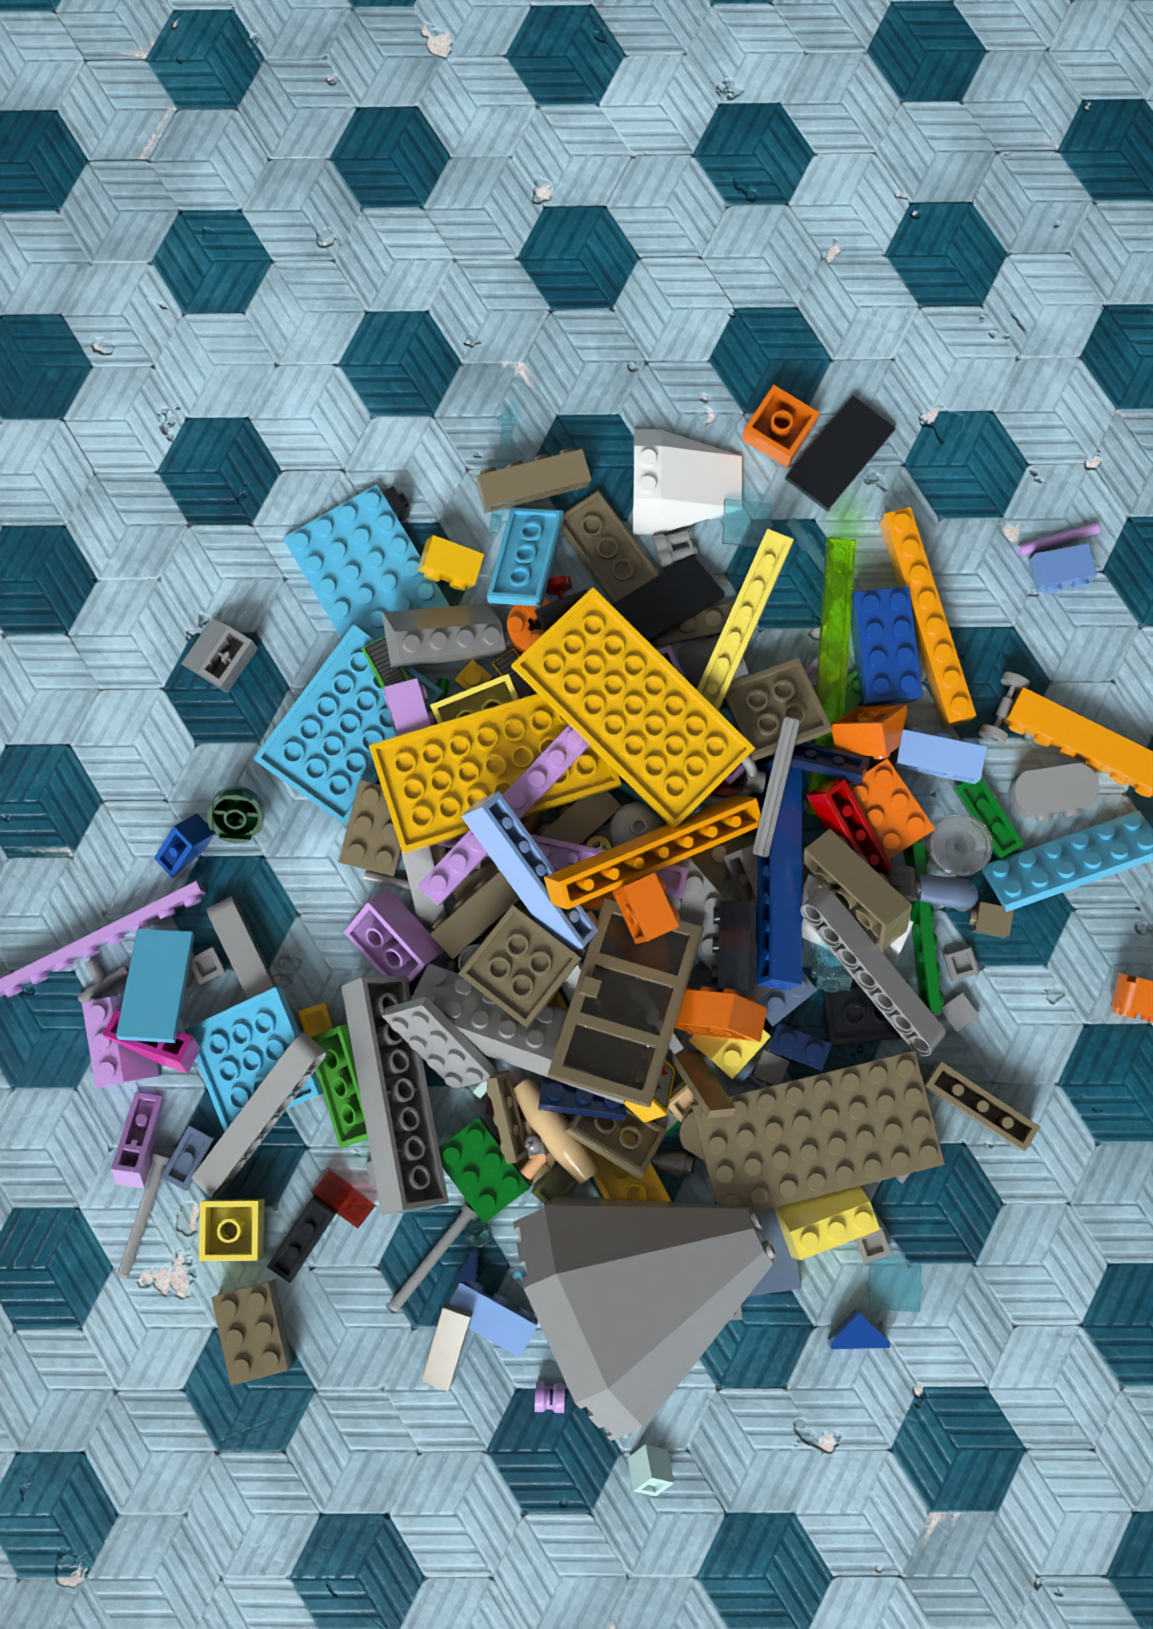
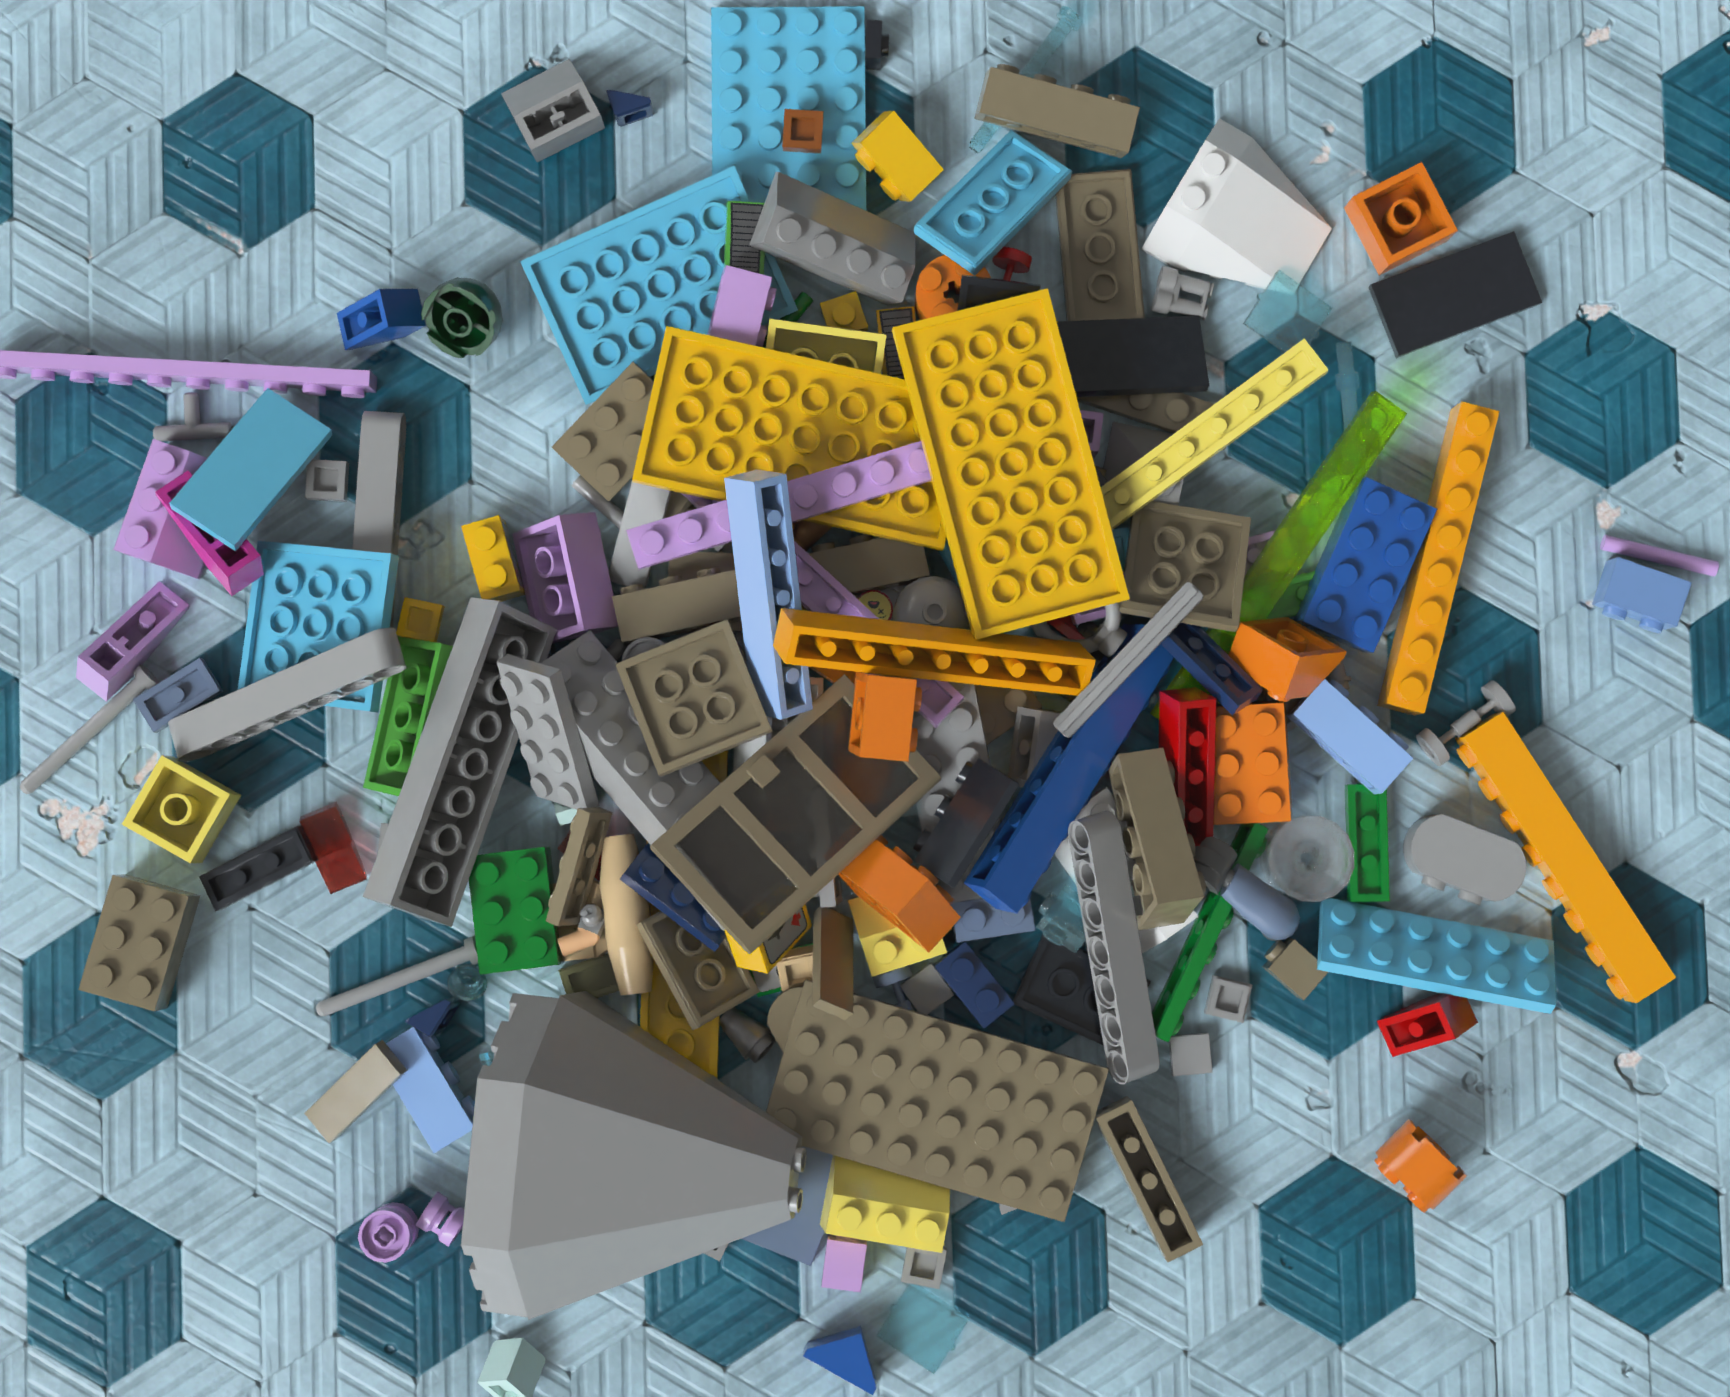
camera: 20 degrees right, 5 degrees up
(266, 627) = (629, 107): none -> dark blue slope
(341, 954) = (493, 559): none -> yellow brick
(383, 579) = (803, 131): none -> dark orange plate
(519, 1426) = (388, 1232): none -> lavender wheel
(821, 1273) = (844, 1263): none -> lavender brick
(1093, 906) = (1427, 1023): none -> red slope

